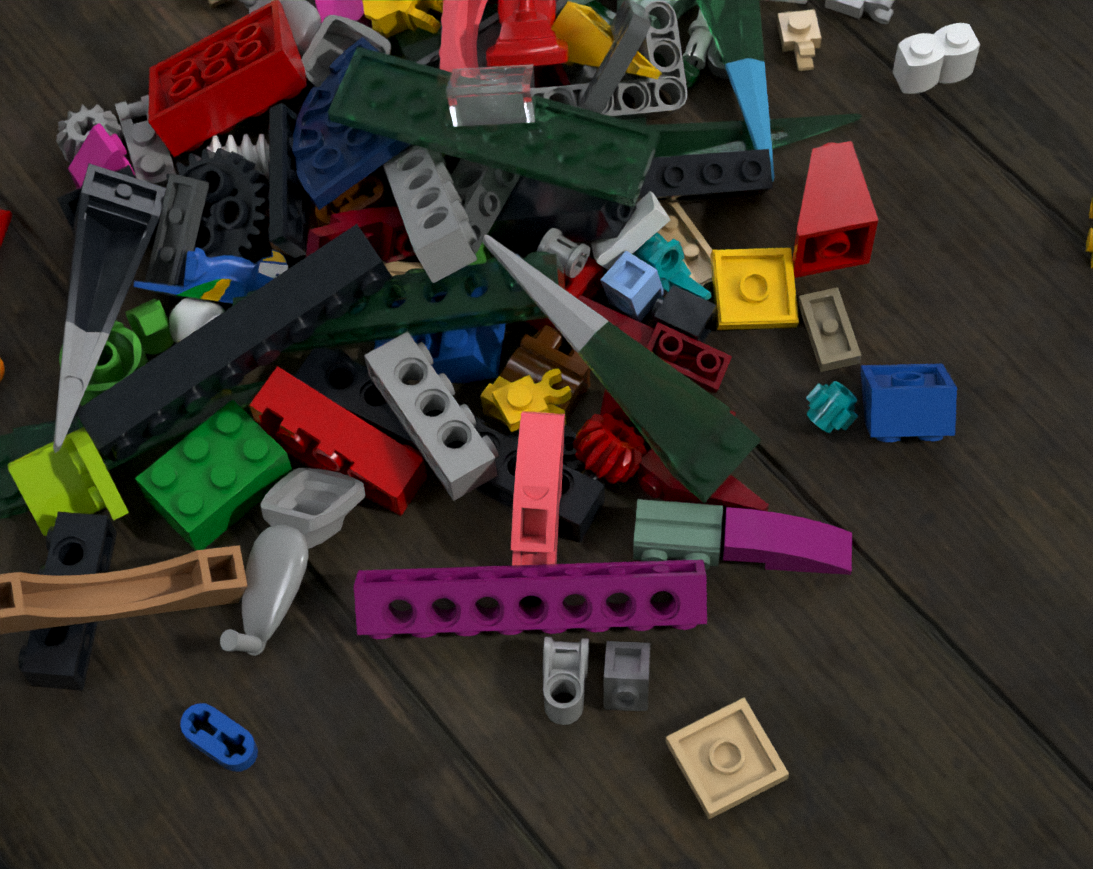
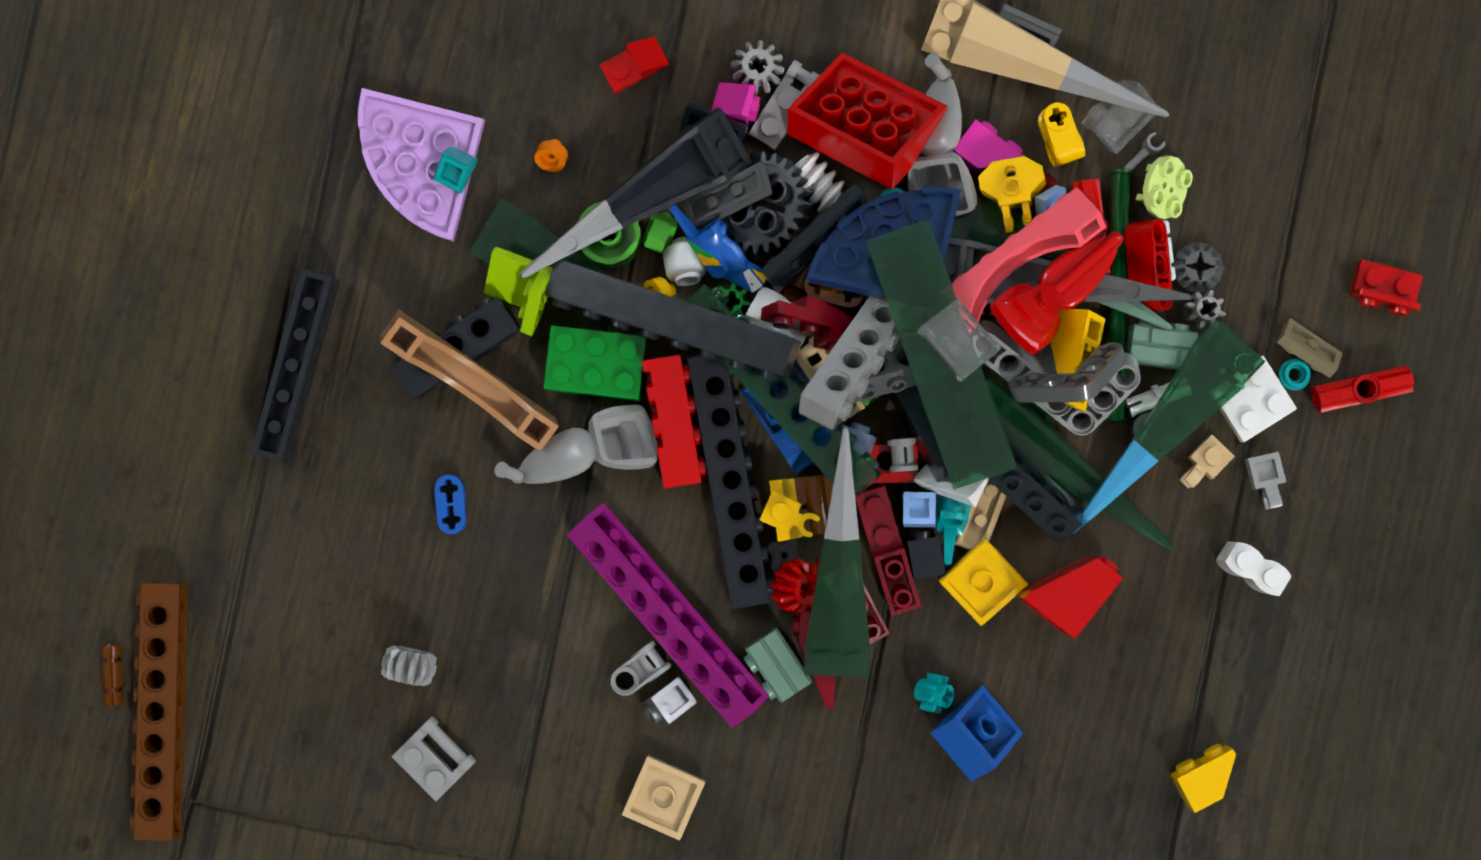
camera: 50 degrees right, 25 degrees up
(459, 468) = (735, 418): light grey brick -> none
(537, 488) = (729, 572): coral slope -> none
(786, 542) = (822, 732): magenta slope -> none
(829, 329) = (990, 649): dark tan plate -> none

